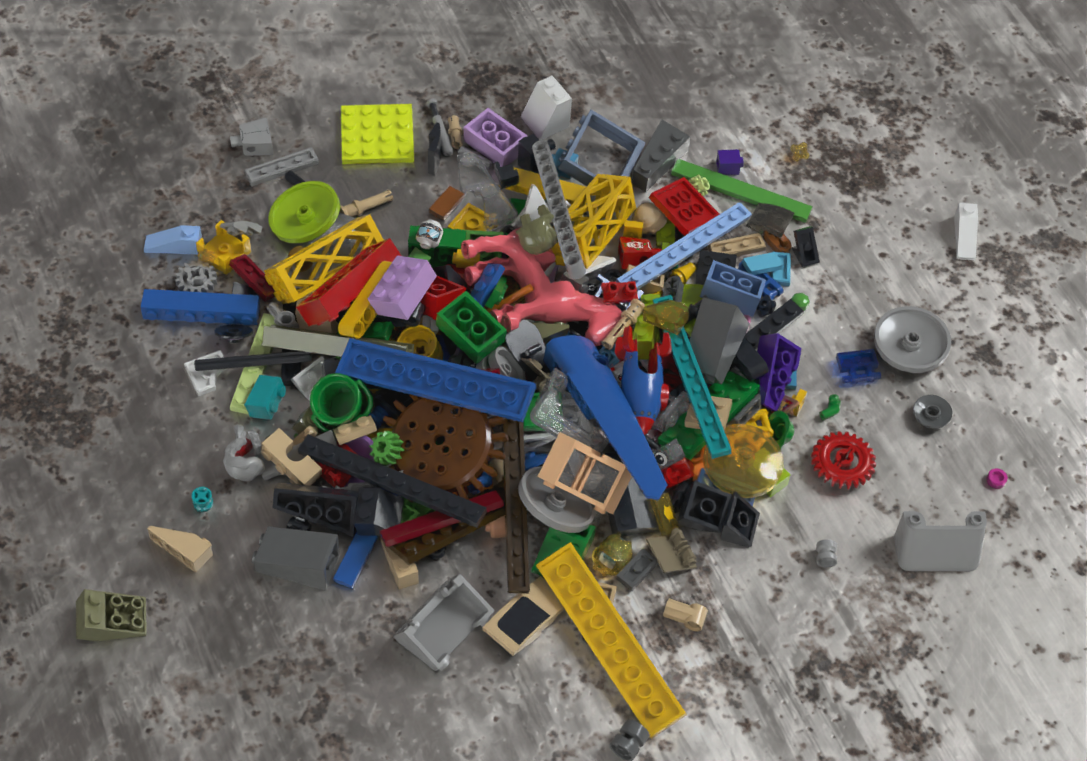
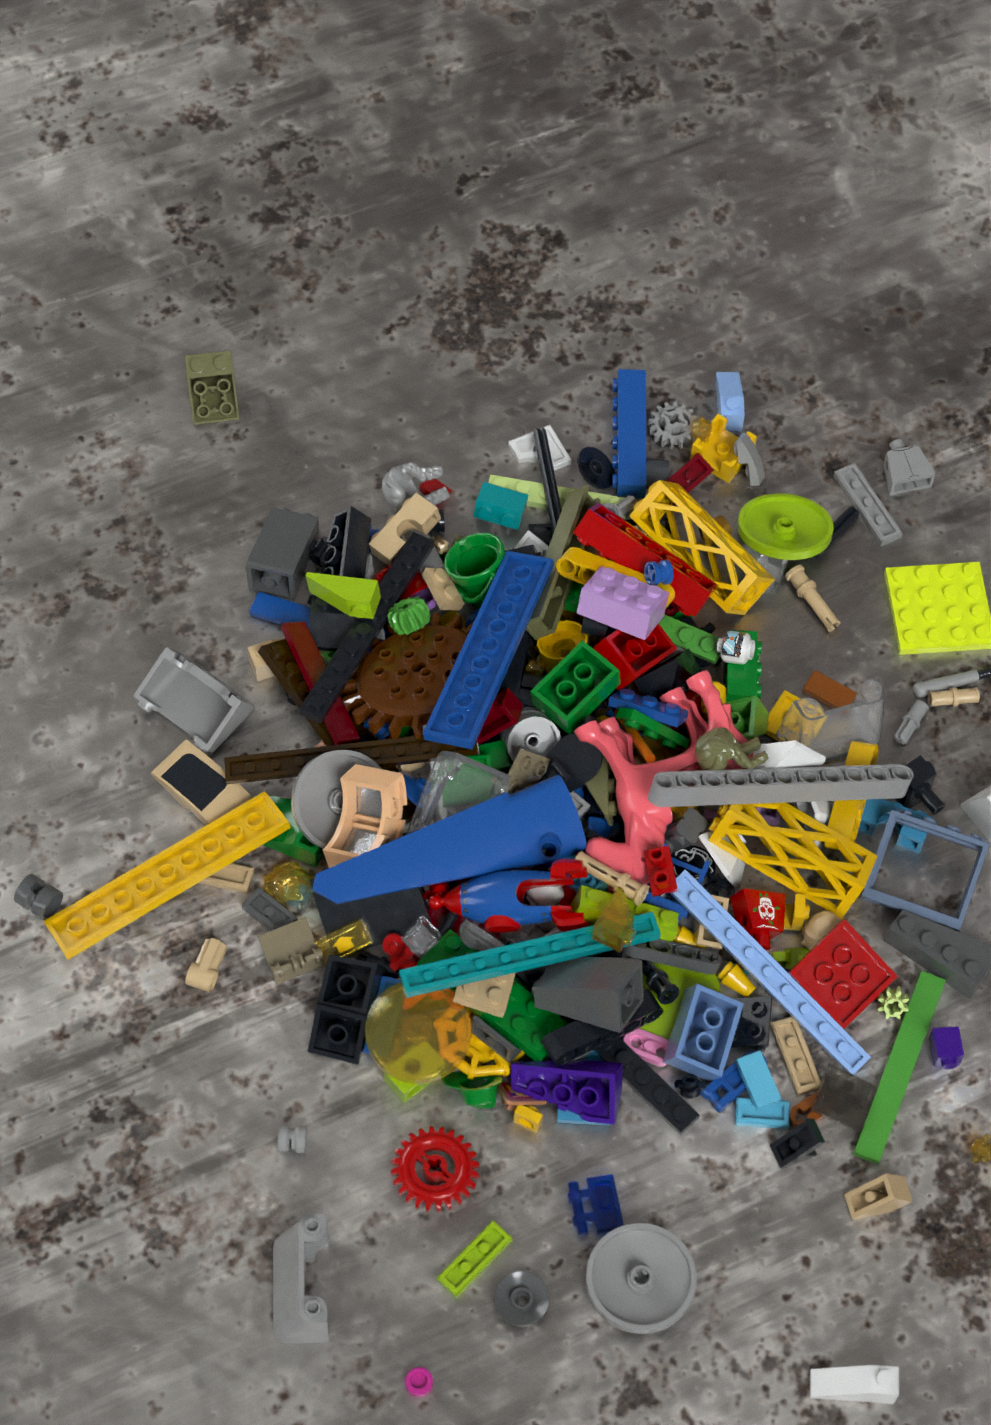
camera: 90 degrees right, 5 degrees up
(182, 545) = (295, 447): tan slope -> none
(205, 494) = (361, 451): teal wheel -> none
(368, 487) = (348, 594): none -> lime slope
(380, 265) = (658, 572): none -> blue wheel
(434, 150) = (907, 668): black slope -> none
(493, 137) = (943, 738): lavender brick -> none
(506, 175) = (855, 738): black panel -> none
(801, 300) = (703, 1134): bright green tile -> none
(833, 407) = (523, 1167): green arm -> none
(839, 208) = (878, 1196): none -> tan slope
(904, 442) = (474, 1259): none -> lime tile

